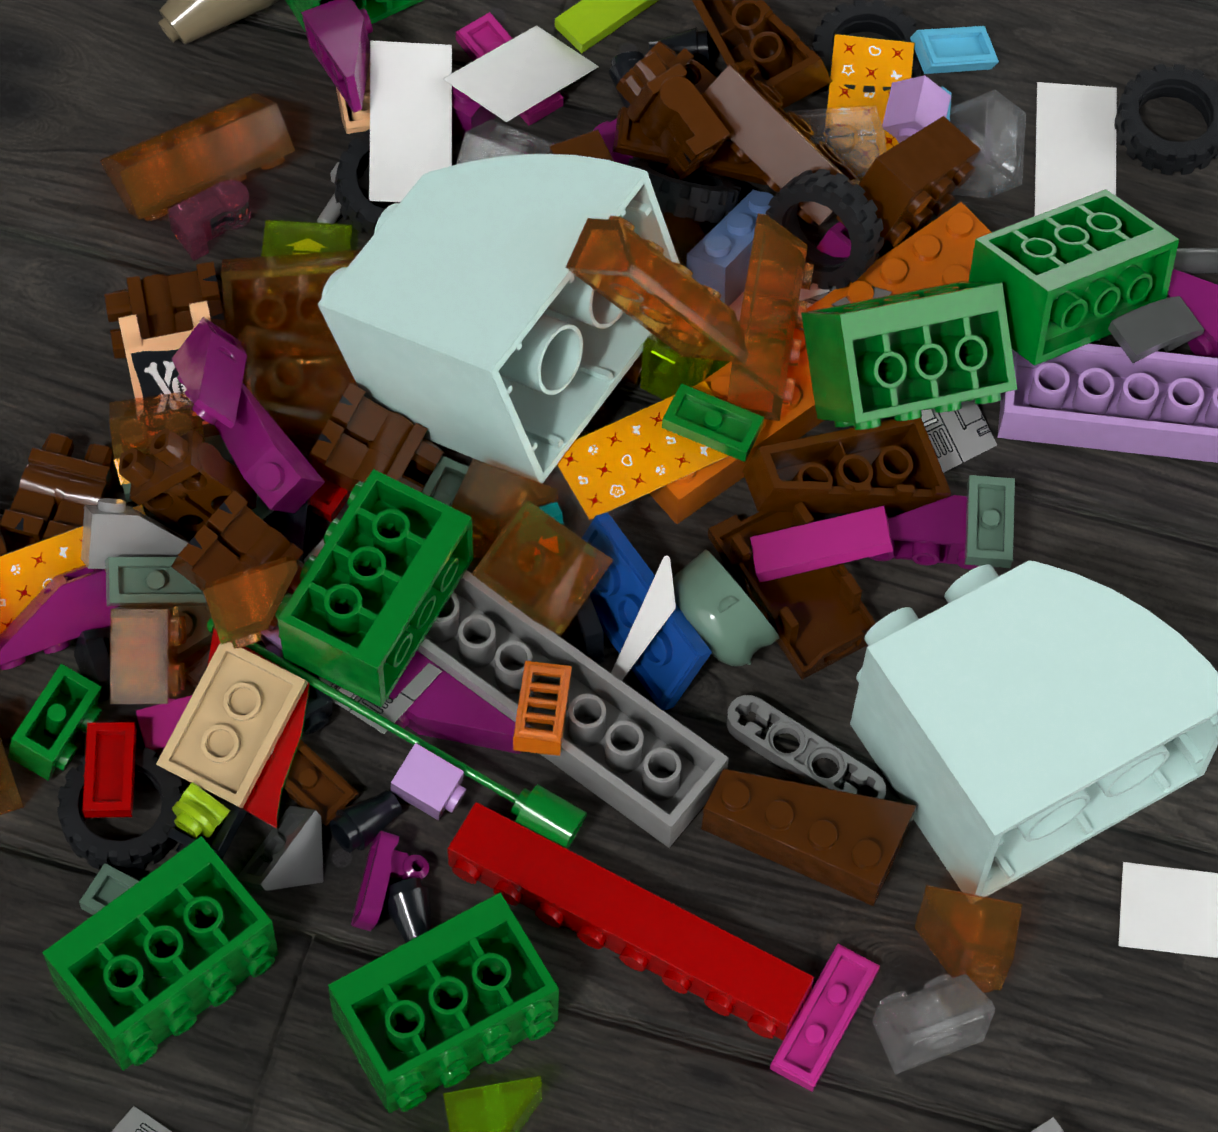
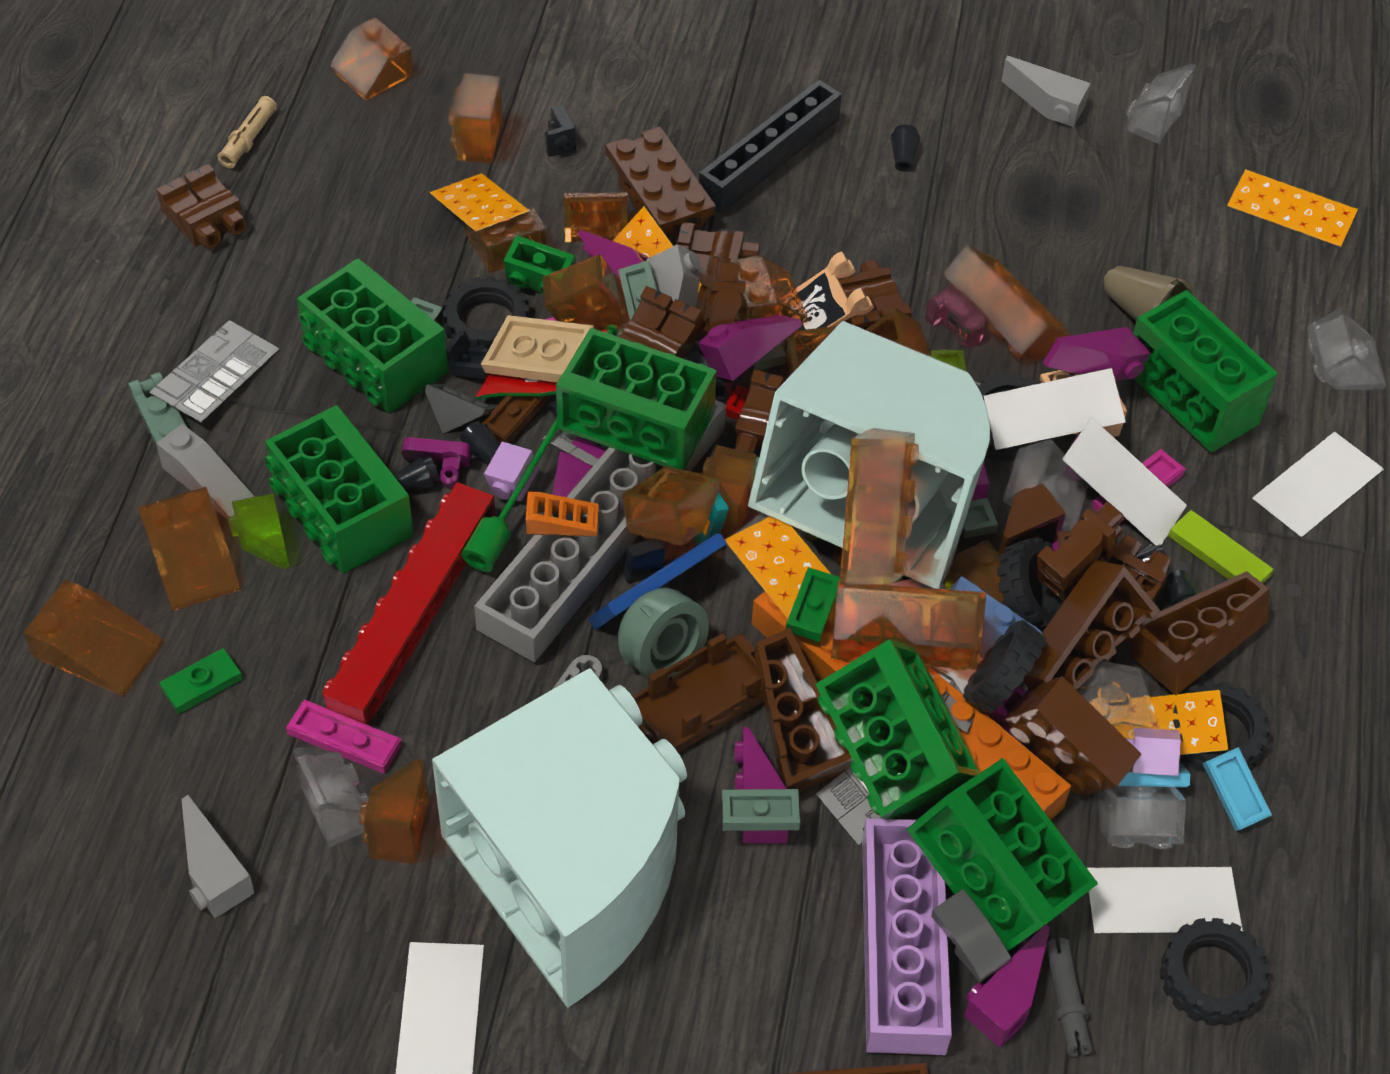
camera: 85 degrees right, 10 degrees down
(109, 769) = (505, 296): red tile -> none
(198, 812) = (475, 342): lime plate -> none
(212, 371) = (801, 300): magenta slope -> none
(248, 600) = (601, 308): clear orange slope -> none
(651, 617) = (638, 578): white sticker -> none
(811, 829) = (491, 691): reddish brown wedge -> none
(821, 544) = (725, 694): dark pink tile -> none

